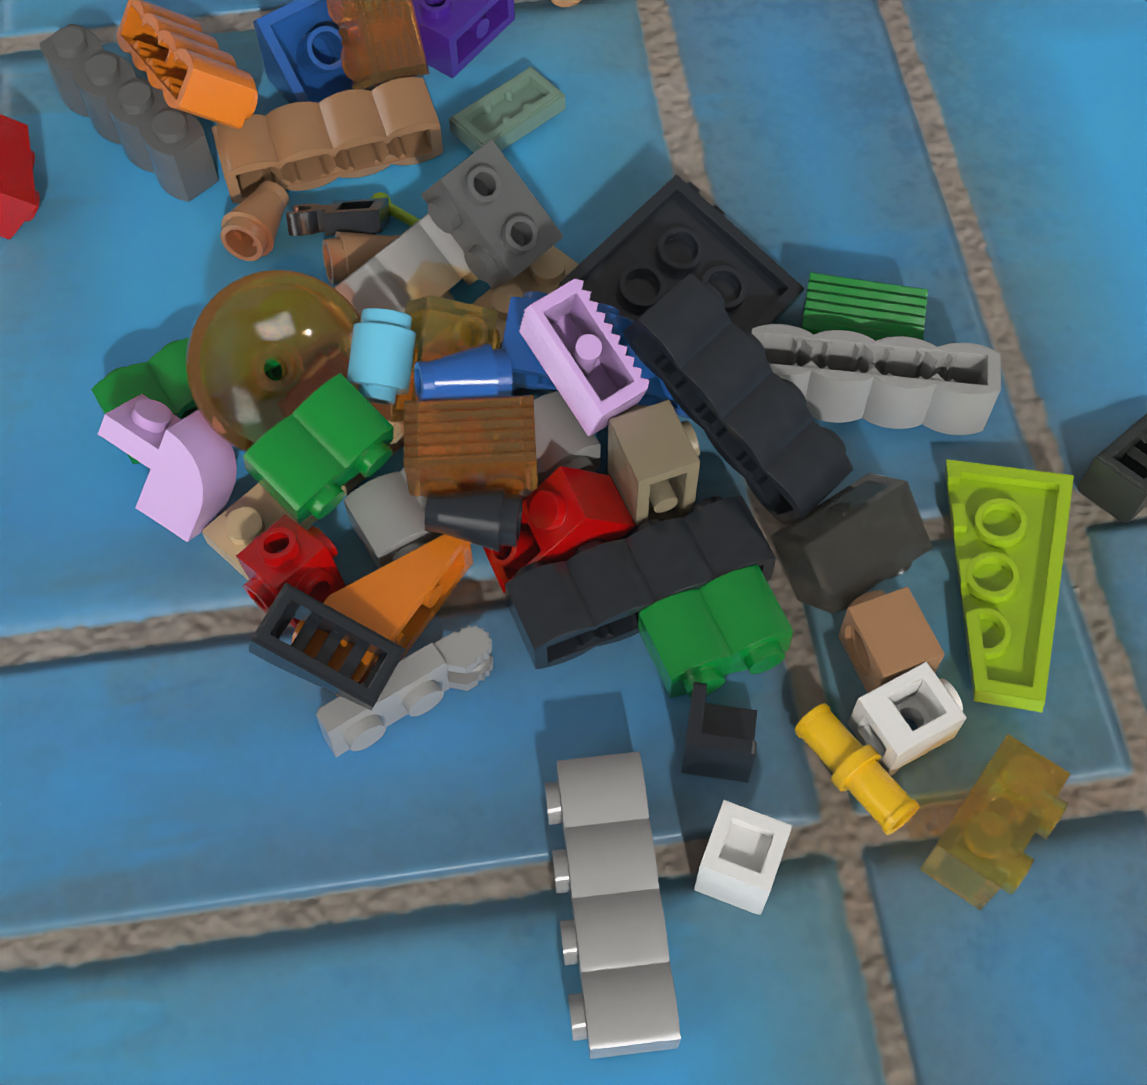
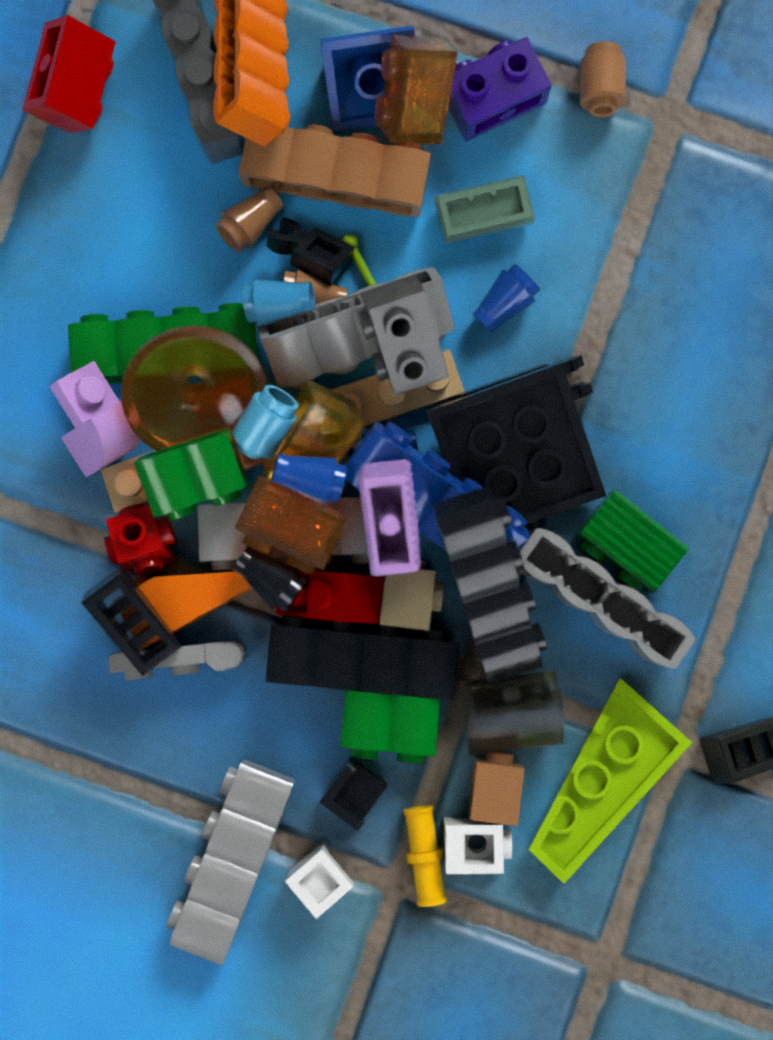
camera: 30 degrees right, 25 degrees up
(332, 251) = (276, 300): none -> dark azure cone
(580, 169) = (506, 298): none -> blue cone
(996, 822) = (483, 940): clear yellow brick -> none

